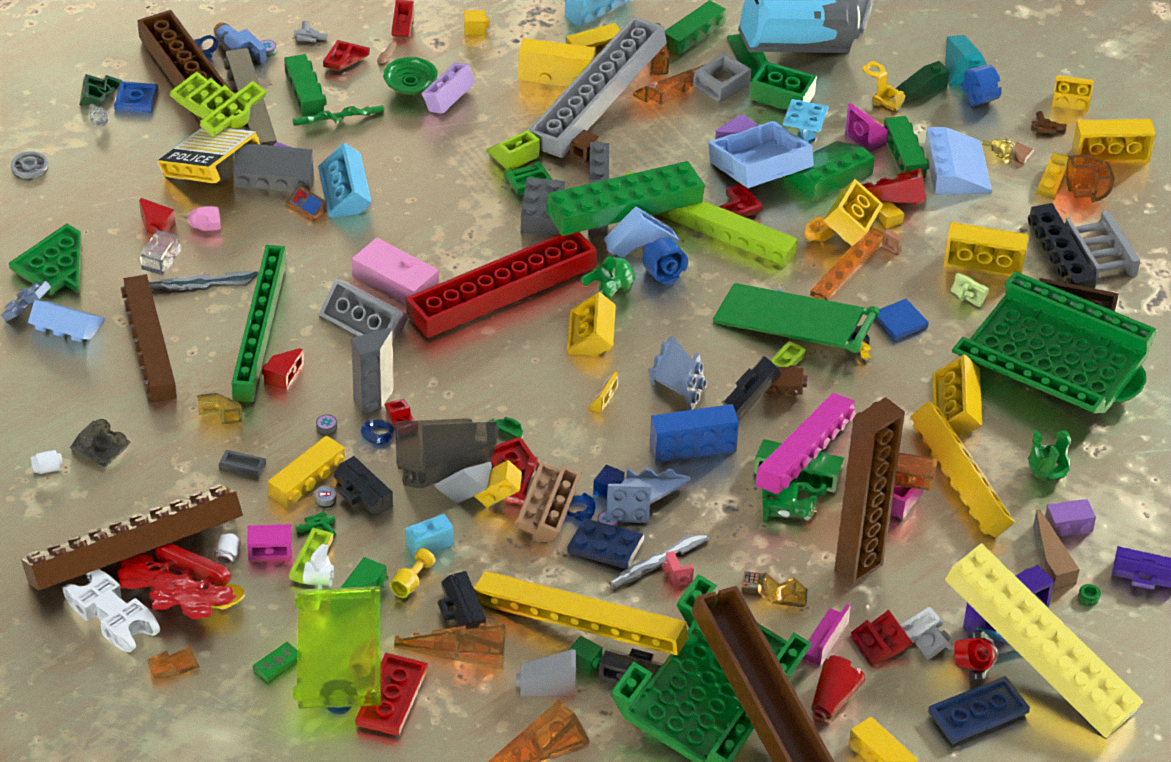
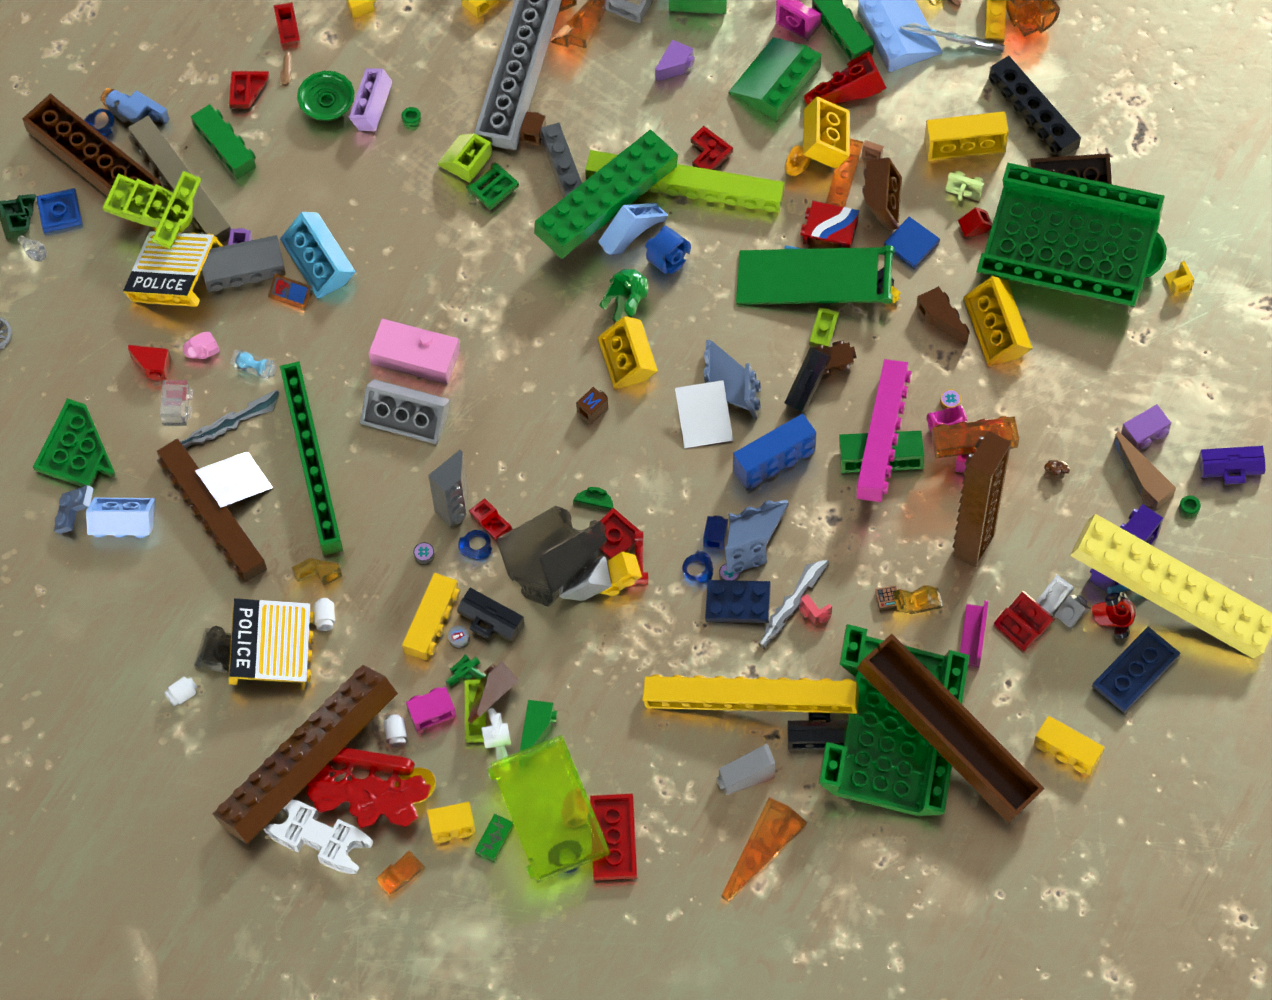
camera: 15 degrees left, 20 degrees up
(148, 444) = (270, 641): none -> panel
(182, 320) = (234, 479): none -> sticker
(208, 442) = (324, 614): none -> white brick
(238, 240) = (244, 361): none -> clear piece
(242, 463) = (364, 626): dark grey tile -> none
(242, 634) = (451, 822): none -> yellow brick
(270, 47) = (164, 100): tile -> none
(283, 368) = (355, 504): red slope -> none
(309, 34) = (196, 70): light grey piece -> none
(338, 117) = (273, 171): green piece -> none
(339, 536) = (491, 688): none -> slope
(405, 579) = (575, 709): yellow piece -> none
(431, 534) = (576, 652): medium azure brick -> none
(463, 599) = (640, 717): black piece -> none
(476, 645) = (663, 761): clear orange wedge -> none
(480, 113) = (411, 117): none -> green tile
(500, 283) = (521, 331): red brick -> none
(534, 215) = (518, 215): dark grey brick -> none
(539, 356) = (592, 404): none -> reddish brown brick
(547, 501) = (669, 575): medium nougat brick -> none
(552, 61) = (465, 33): yellow brick -> none
(587, 655) = (770, 733): green brick -> none
(604, 393) = (668, 427): yellow slope -> none
(640, 389) = (704, 414): none -> white sticker
(761, 154) = (710, 87): light blue tile -> none
(787, 503) = (891, 502): green animal -> none
(807, 117) = (742, 33): medium azure piece -> none
(828, 281) = (830, 223): none -> panel
(835, 686) = (1004, 694): red cone -> none
(888, 268) = (883, 191): none -> reddish brown brick
(890, 215) = (858, 115): yellow slope -> none
(903, 376) = (938, 312): none -> reddish brown slope
(962, 470) = (1031, 407): yellow brick -> none
(967, 319) = (975, 222): none -> red brick
(967, 525) = (1057, 467): none -> reddish brown plant
(1040, 197) = (954, 37): none -> light grey sword
(1043, 457) = (1118, 373): green piece -> none
(1114, 237) = (1078, 75): light grey fence -> none
(1152, 416) = (1180, 280): none -> yellow panel

